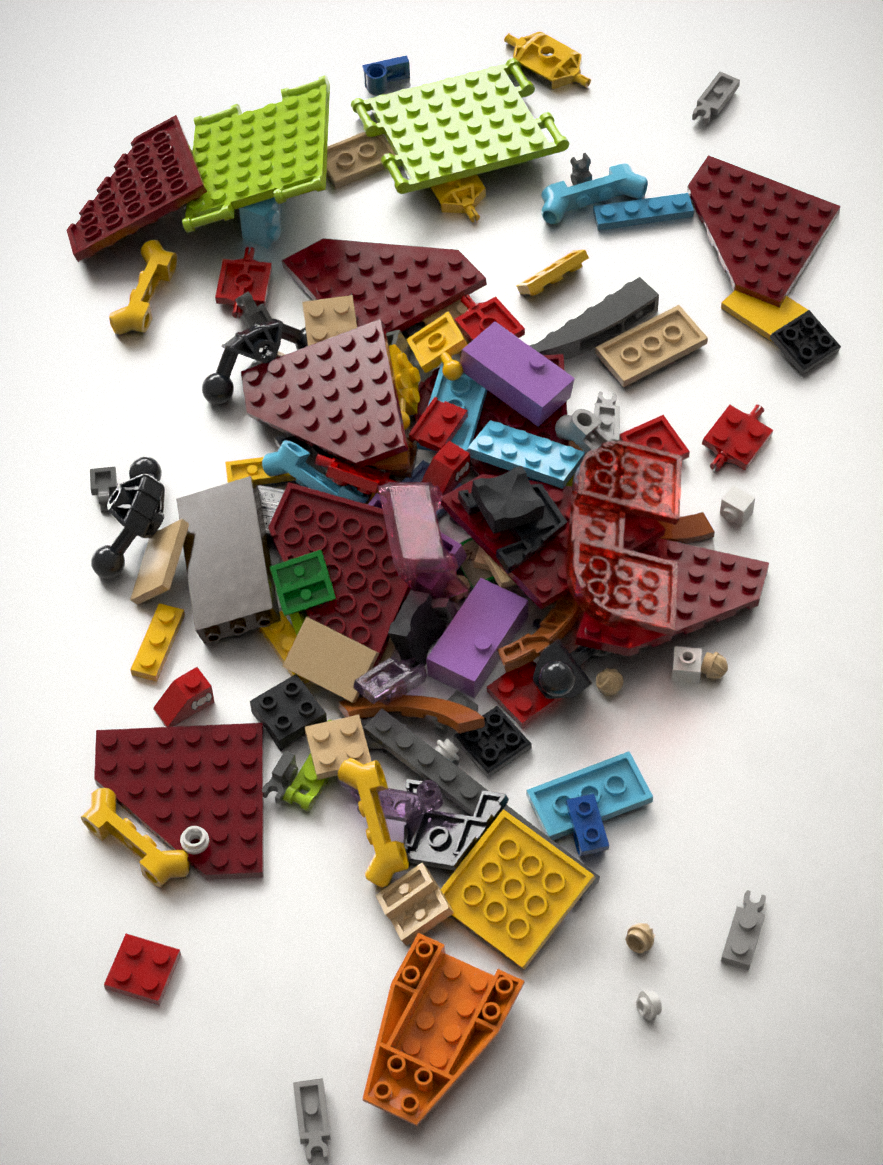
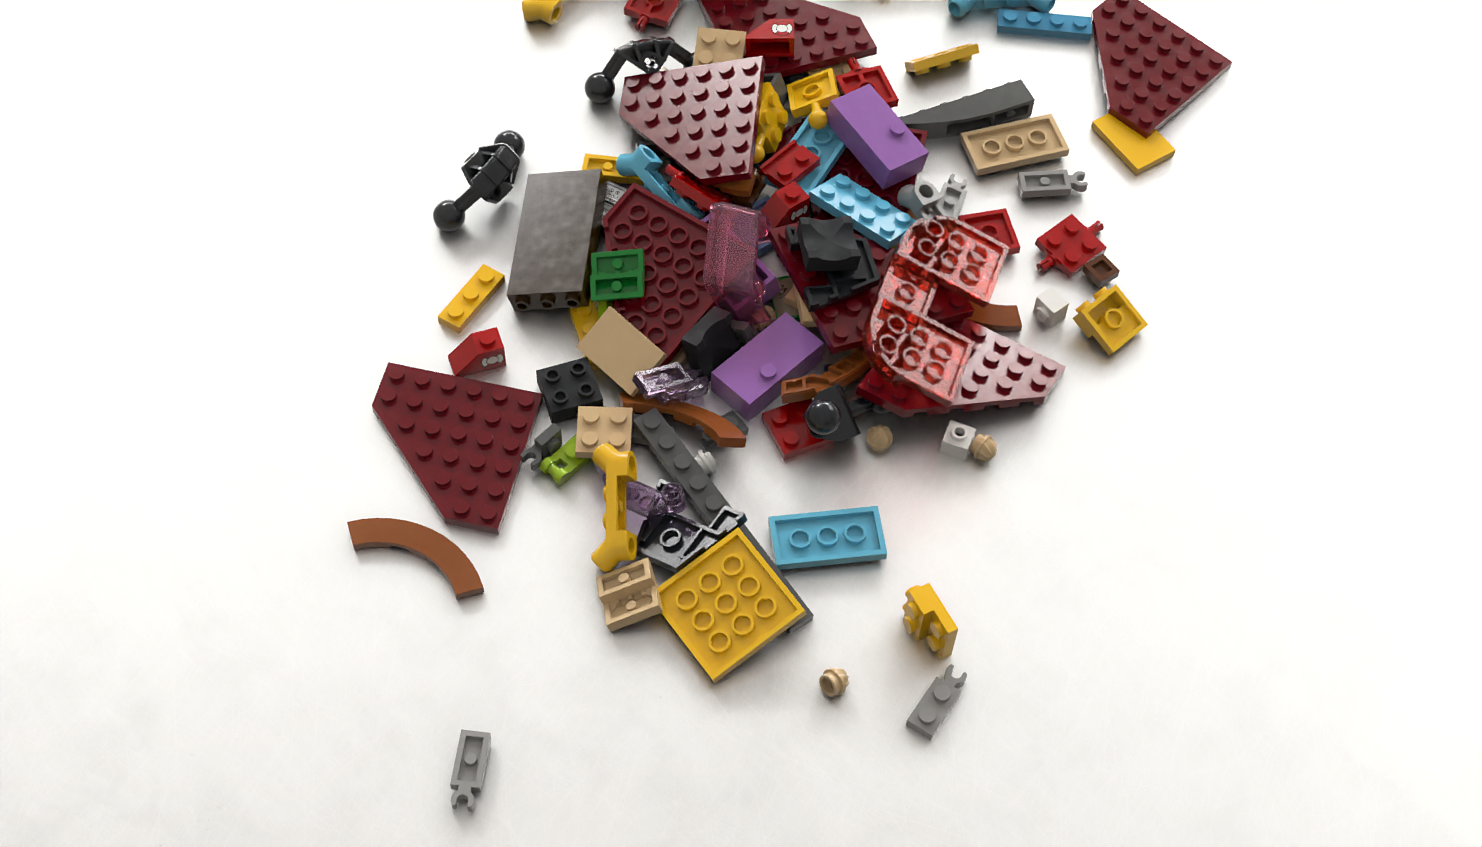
camera: 10 degrees right, 0 degrees up
(103, 483) = (467, 143): dark grey plate -> none
(142, 969) = (358, 589): red plate -> none
(154, 864) = (400, 496): yellow plate -> none
(159, 562) = (495, 226): tan tile -> none
(191, 833) = (443, 476): white plate -> none
(191, 905) = (422, 542): none -> dark orange tile
(253, 313) = (652, 27): dark grey plate -> none
(380, 296) = (771, 39): none -> red slope
(434, 1028) = (608, 714): orange wedge -> none
(494, 744) = (752, 466): black tile -> none
(587, 825) = (815, 563): blue plate -> none
(648, 1004) = (822, 746): white plate -> none
(698, 377) = (1050, 183): none -> light grey plate
(713, 849) = (929, 618): none -> yellow plate
(774, 455) = (1101, 270): none -> reddish brown plate
(798, 503) = (1109, 319): none -> yellow plate
(805, 342) = (1161, 175): black tile -> none

